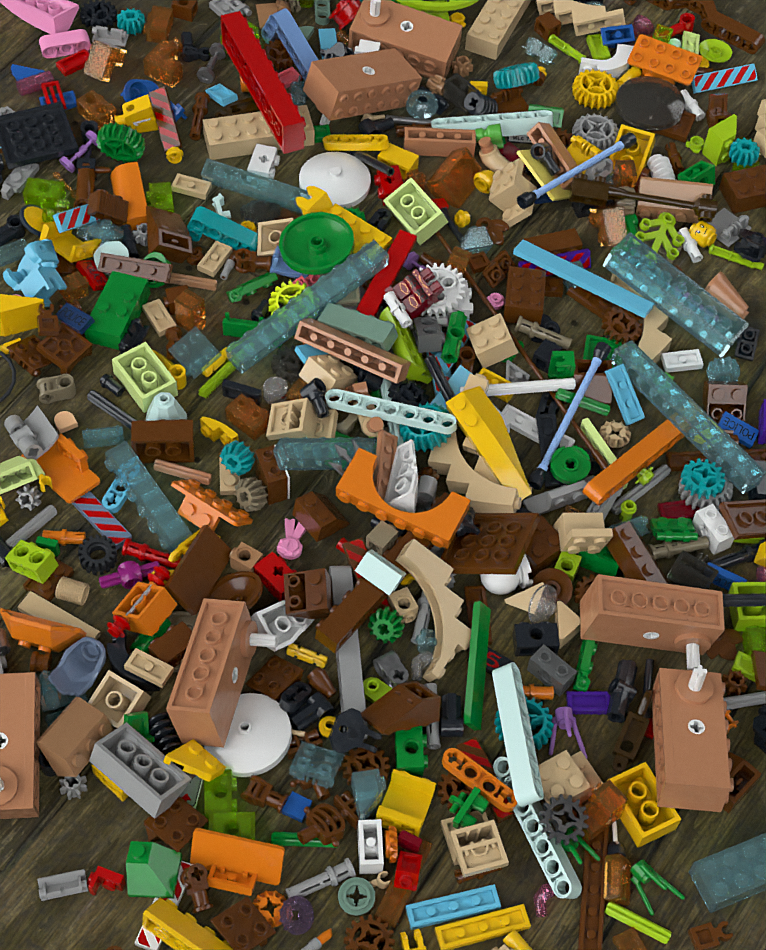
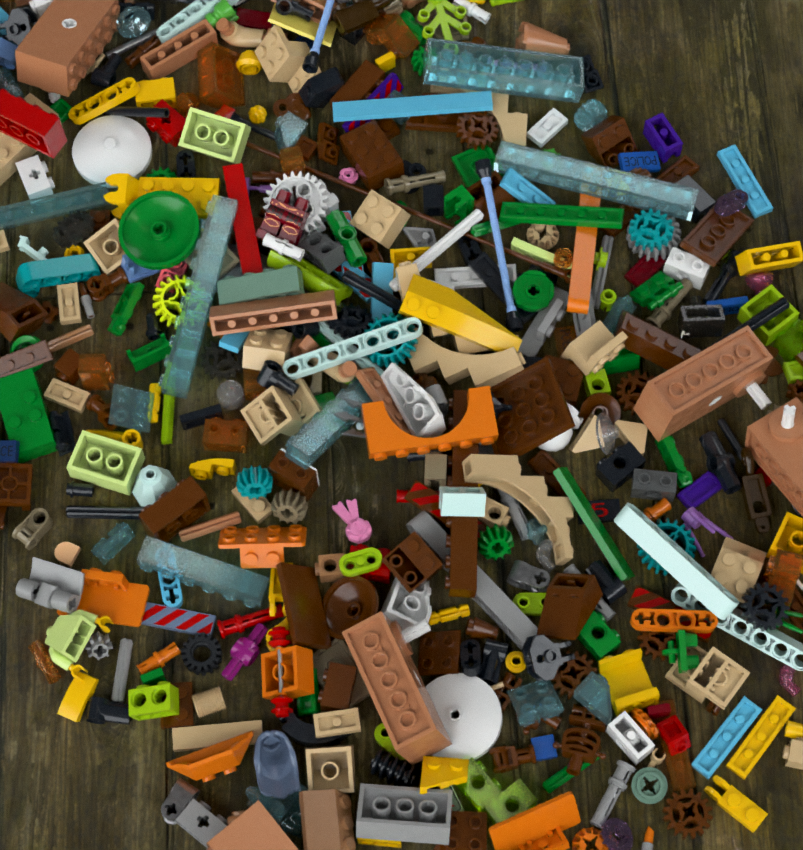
camera: 30 degrees left, 10 degrees up
(40, 662) = (236, 783): reddish brown wheel -> none
(139, 722) = (367, 775): green bracket -> none
(268, 566) = (360, 563): none -> lime plate
(318, 515) = (360, 484): reddish brown slope -> none
(523, 226) = (321, 88): none -> black slope
(590, 241) = (386, 61): none -> yellow tile
(614, 450) = (559, 254): none -> clear orange bush
(638, 423) = (562, 215): none -> green tile

